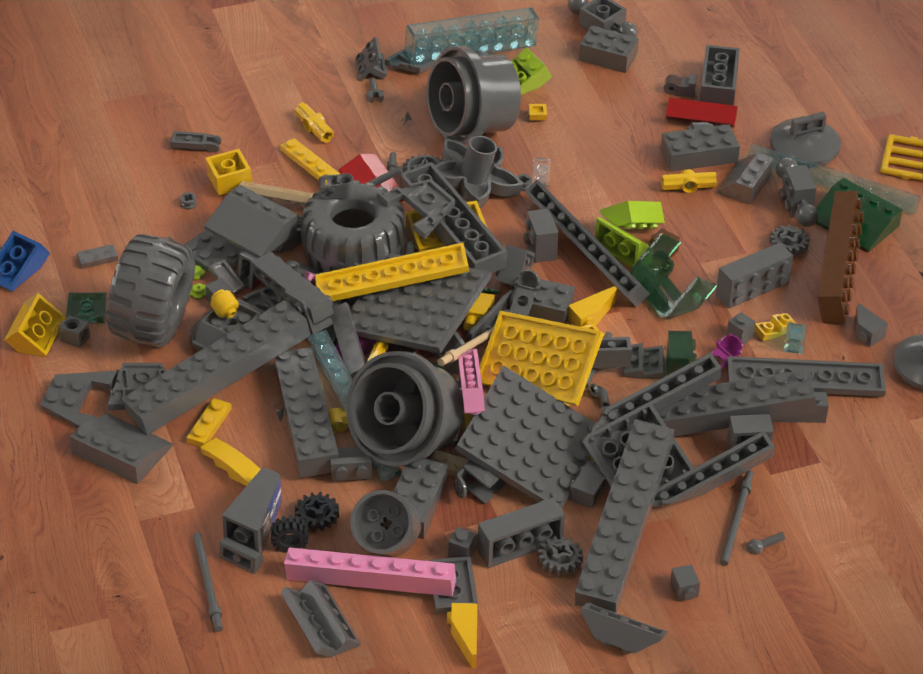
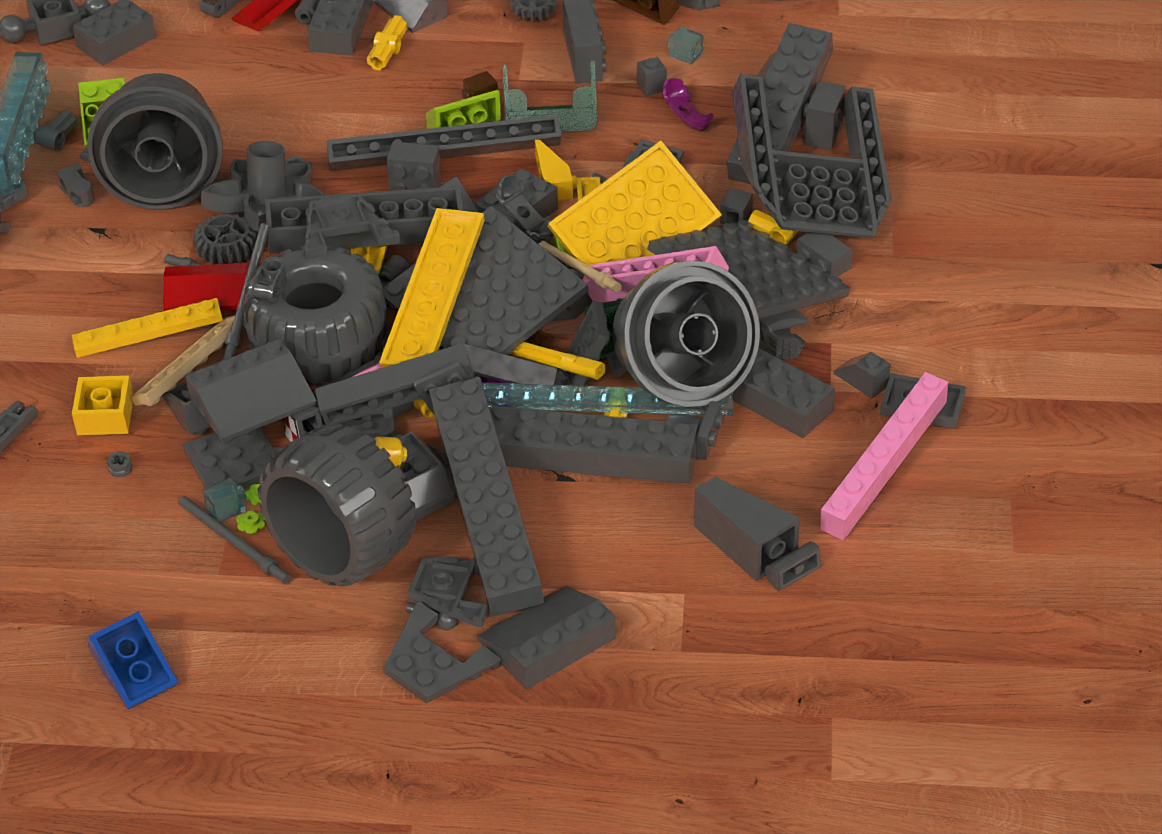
camera: 65 degrees left, 0 degrees up
(35, 327) = (273, 670): yellow slope -> none
(74, 331) = (309, 630): dark grey brick -> none
(87, 306) = (262, 613): clear green tile -> none
(97, 256) = (167, 579): flat silver tile -> none
(209, 422) = (553, 545): yellow plate -> none
(214, 610) = (872, 612): dark grey bar -> none
(229, 459) = (647, 529): yellow slope -> none
(293, 526) = (793, 500): black tyre -> none
(314, 122) = (55, 308): yellow piece -> none
(317, 511) = (759, 478): black gear -> none
(321, 619) = (925, 521): dark grey slope -> none
(372, 513) = (837, 409): dark grey brick -> none
(374, 92) = (36, 245): dark grey bar -> none
(464, 629) = (997, 408): yellow slope -> none
(519, 532) = (881, 316): dark grey brick -> none
(541, 170) = (295, 146): clear plate -> none
(560, 556) = (920, 305): dark grey gear -> none
(620, 630) = (1056, 286): dark grey wedge -> none
(625, 516) = (908, 229): dark grey brick -> none
(635, 214) = (431, 90): lime slope -> none
(679, 350) = (679, 126): clear green brick -> none
(685, 582) = (1001, 227): dark grey brick -> none
(744, 489) = (930, 172): dark grey bar -> none
(756, 546) = (965, 167): dark grey bar -> none
(774, 328) = (654, 48): yellow slope -> none
(827, 376) = (744, 54): dark grey plate -> none

